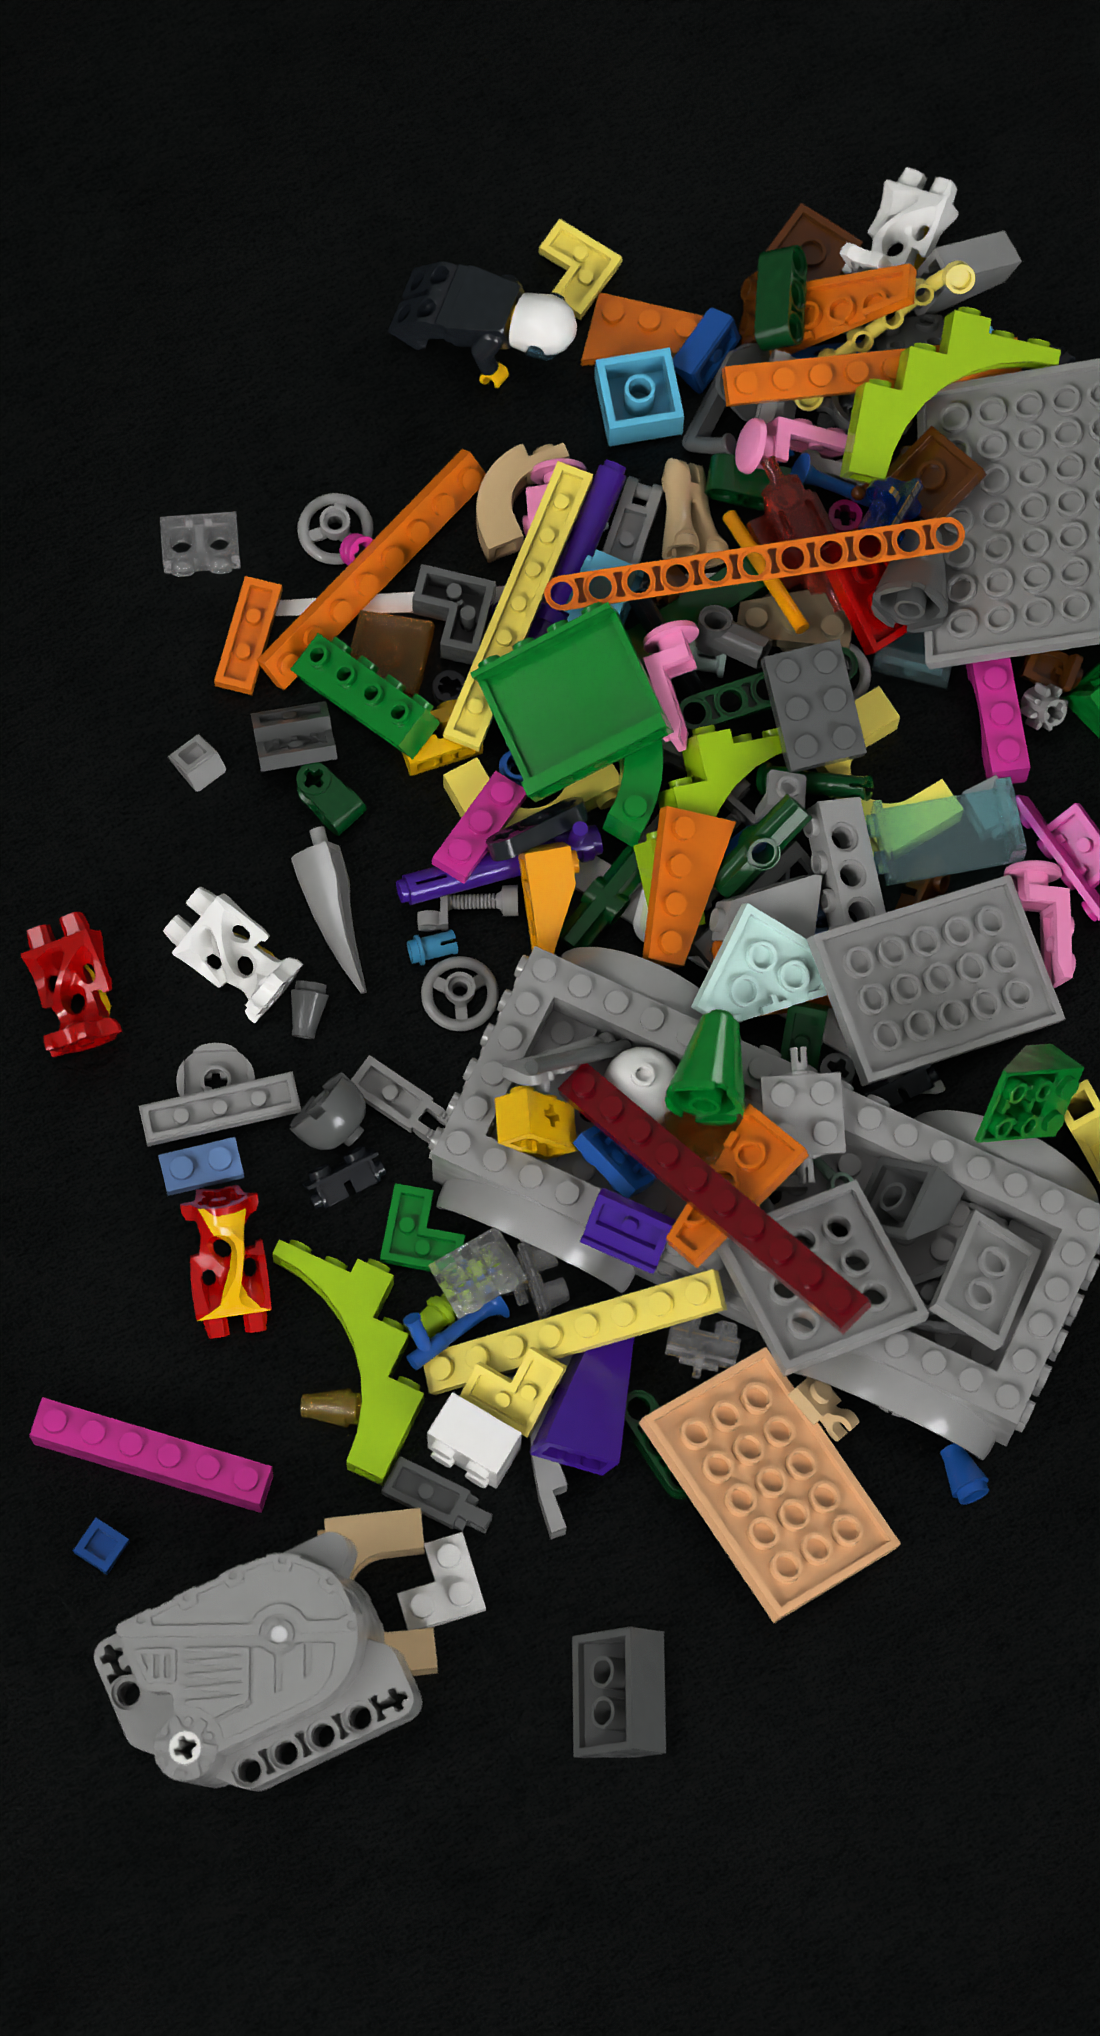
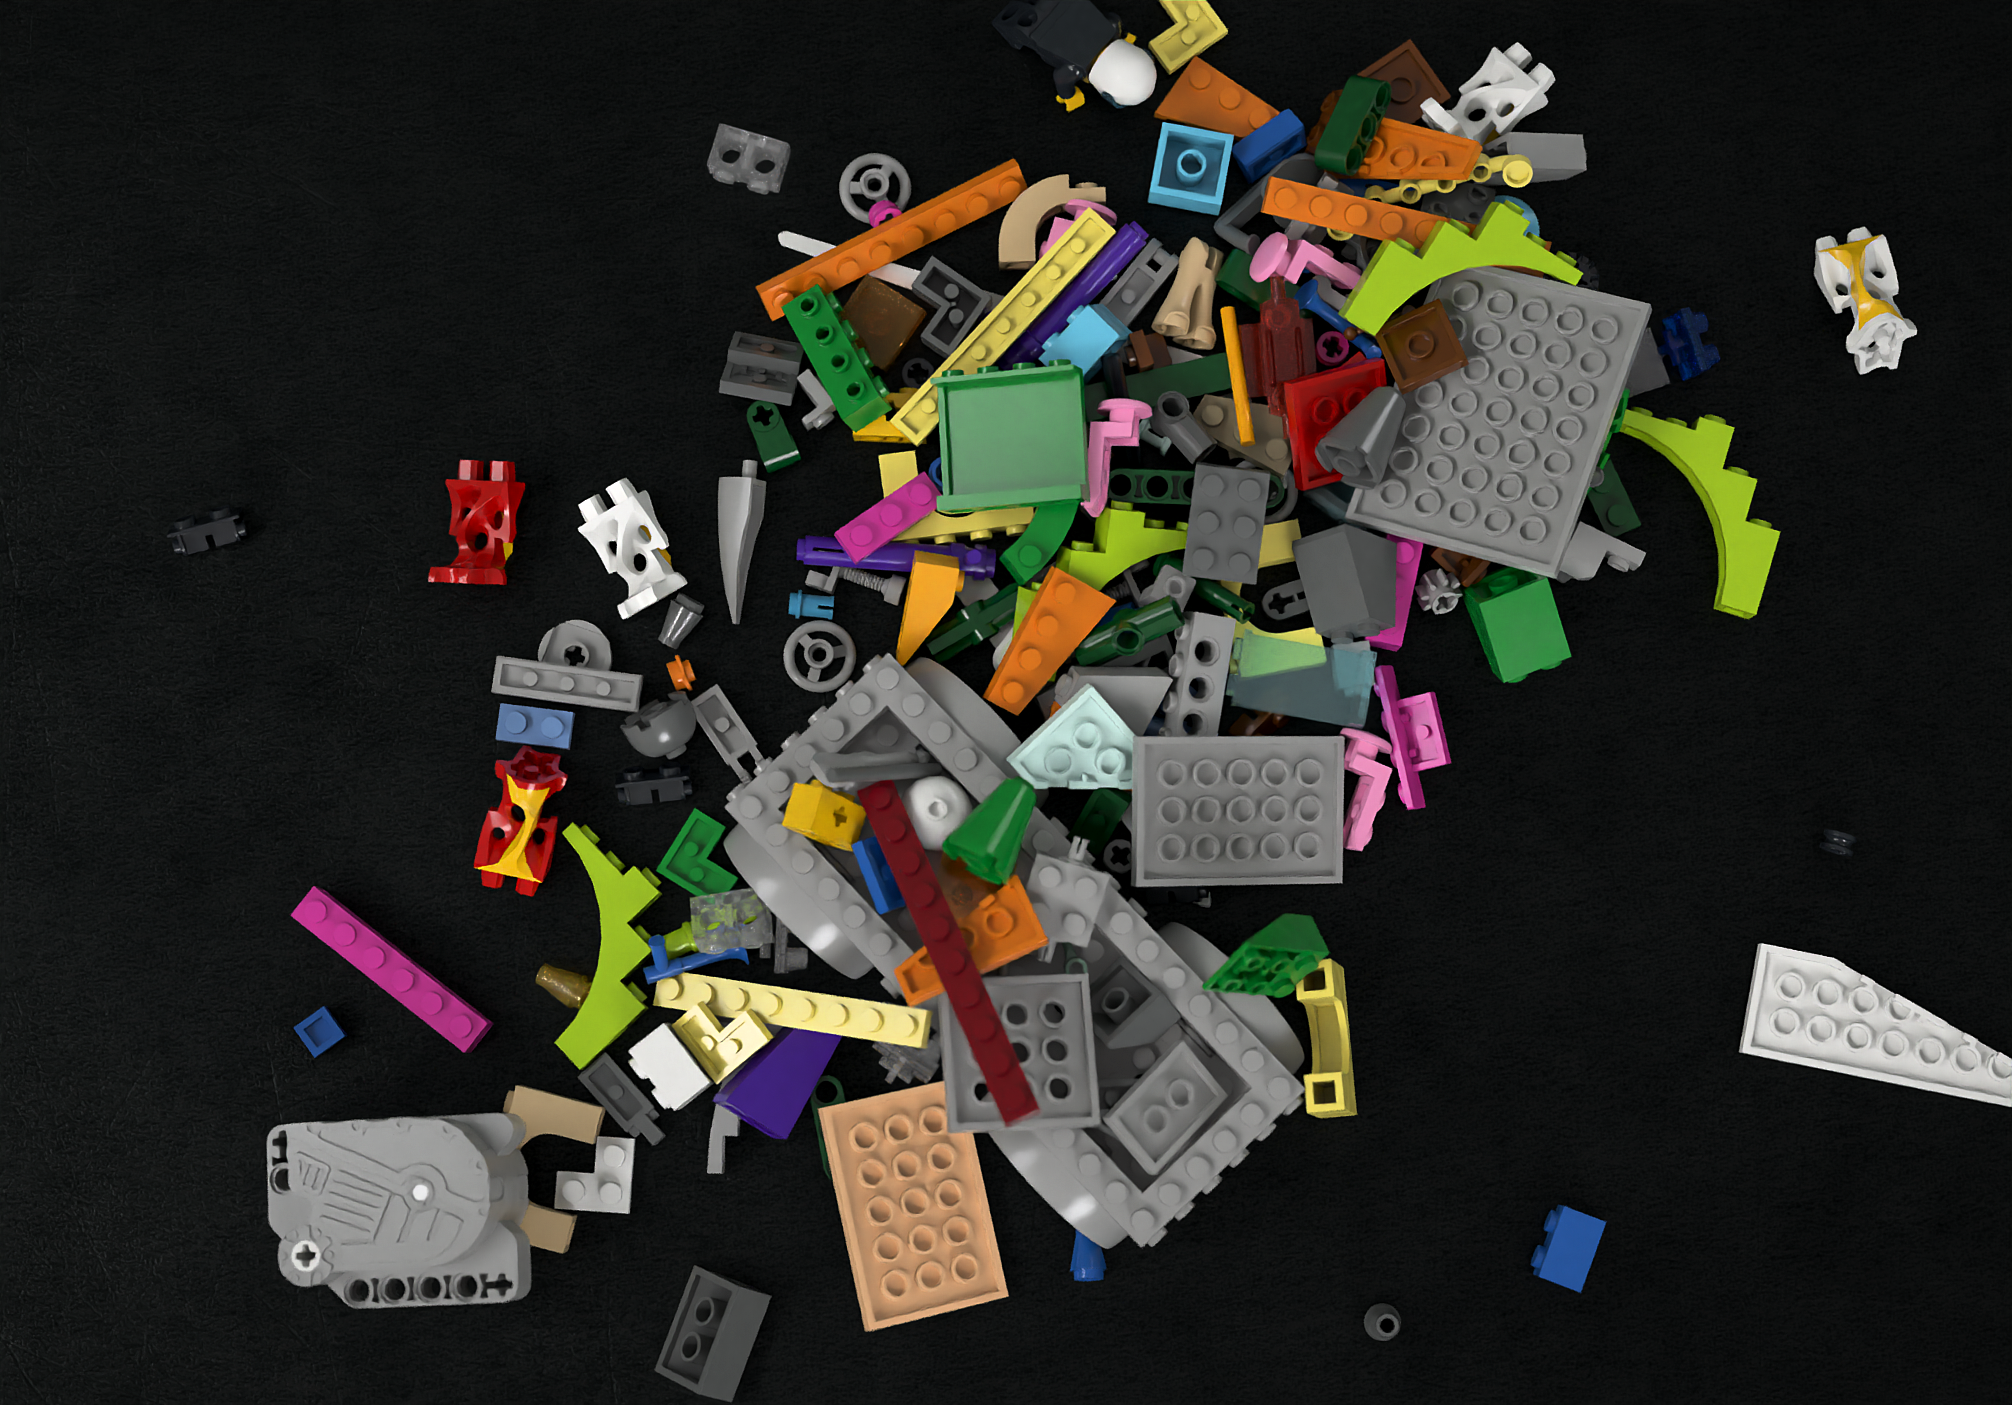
camera: 20 degrees right, 10 degrees up
(198, 763) = (671, 359): light grey slope -> none
(248, 635) = (759, 259): orange plate -> none
(329, 1058) = (681, 673): none -> orange plate
(357, 740) = (818, 395): none -> light grey bracket
(536, 829) = (938, 540): black beam -> none
(627, 1230) = (865, 946): dark purple plate -> none
(770, 552) = (1239, 369): orange beam -> none
(819, 1404) = (985, 1150): tan plate -> none
(892, 503) = (1367, 364): clear blue hips -> none
(911, 773) = (1285, 591): none -> dark grey beam
(953, 723) = (1348, 582): none -> dark grey slope

